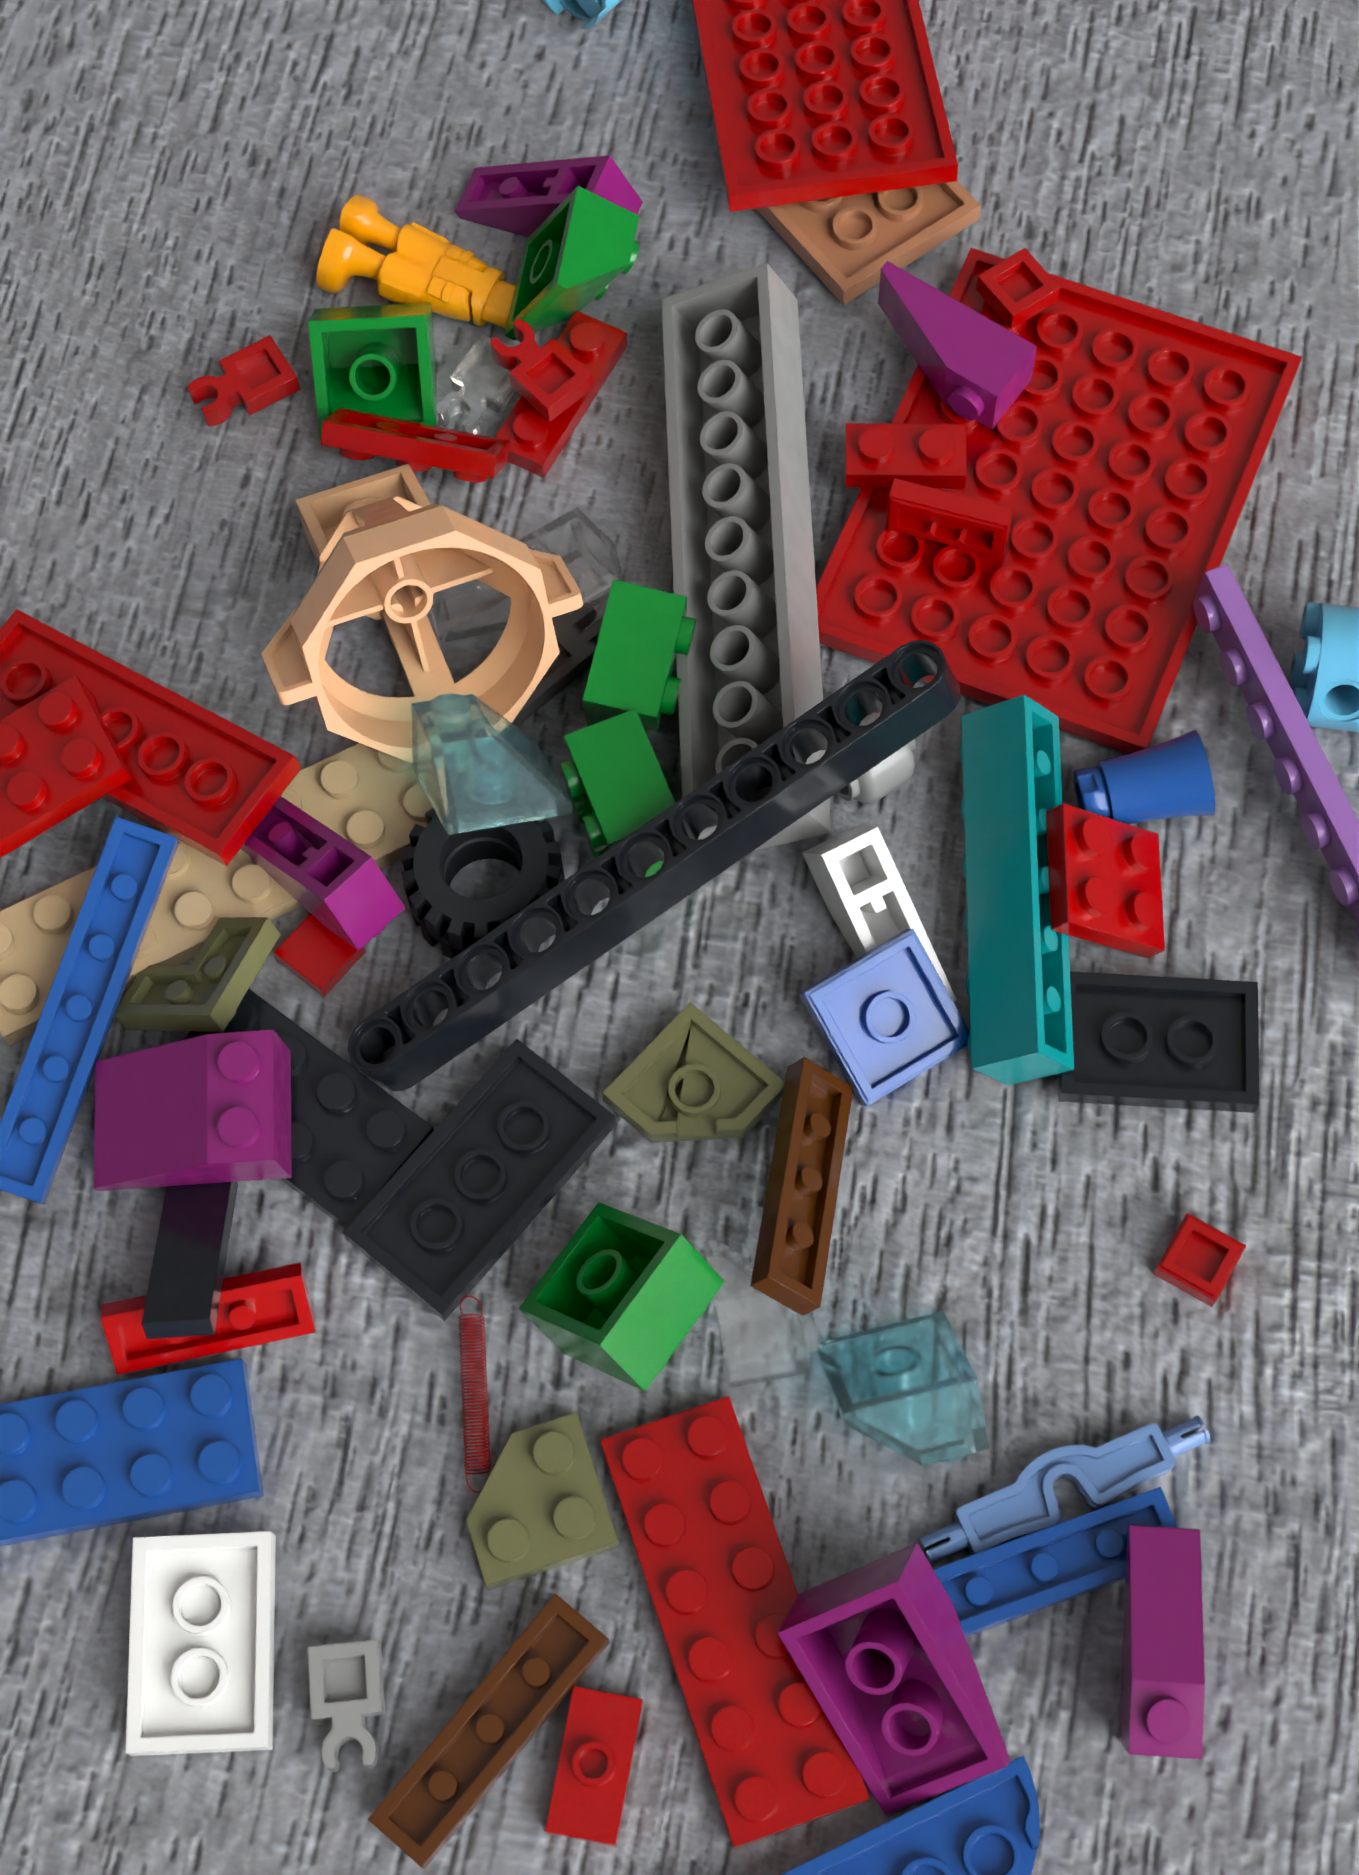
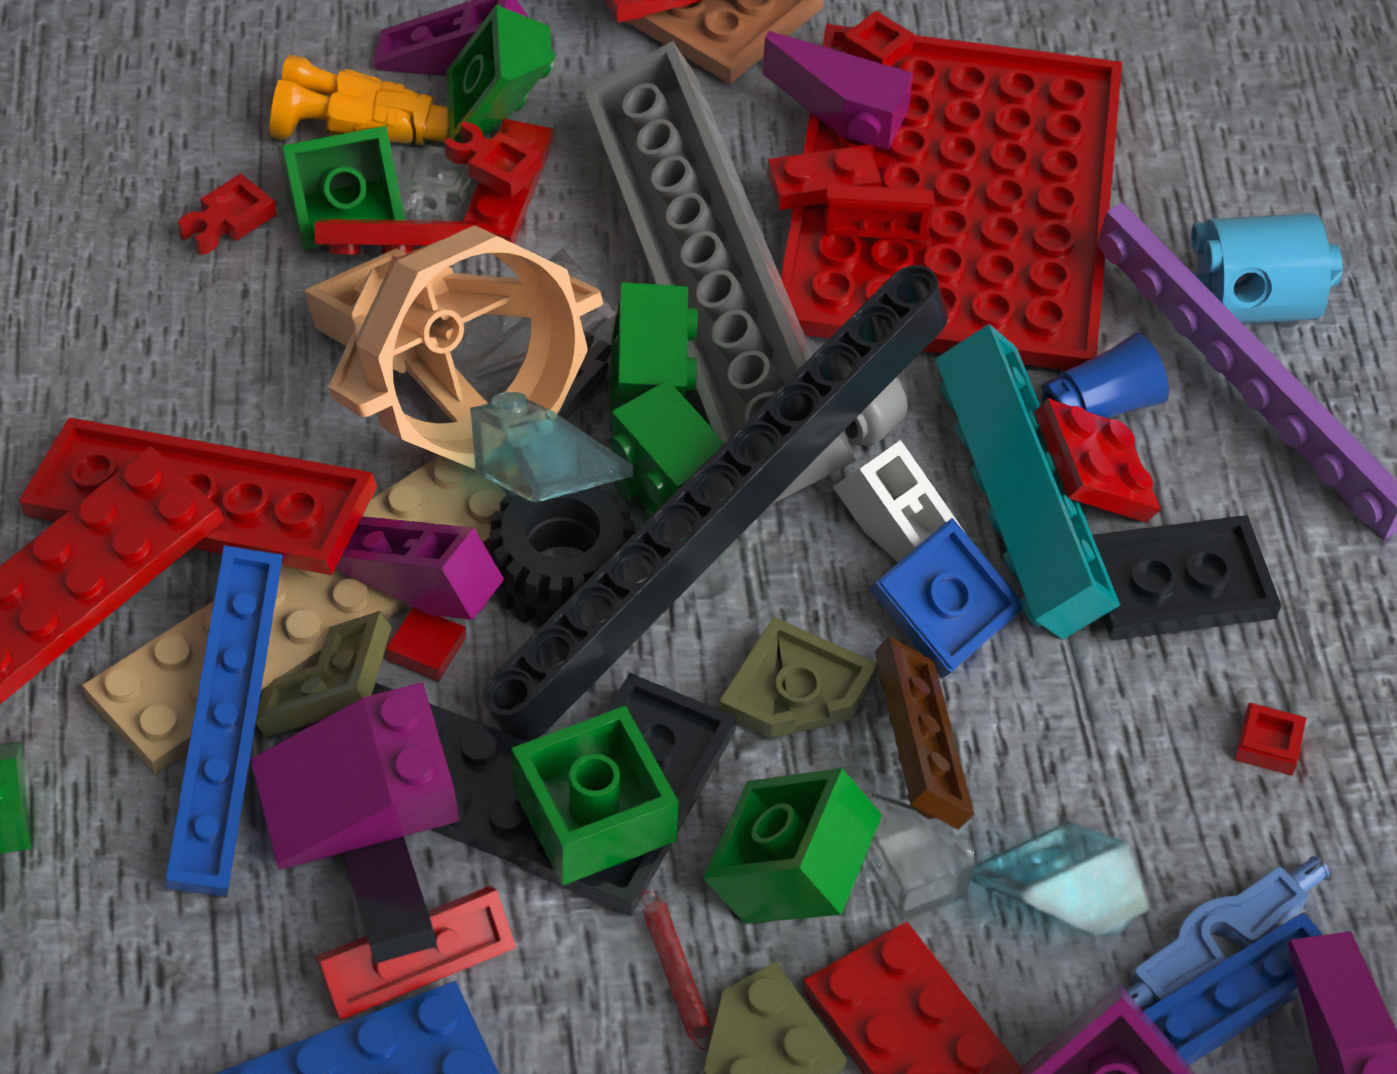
camera: 20 degrees left, 15 degrees down
(423, 1193) = (594, 795): none -> green brick

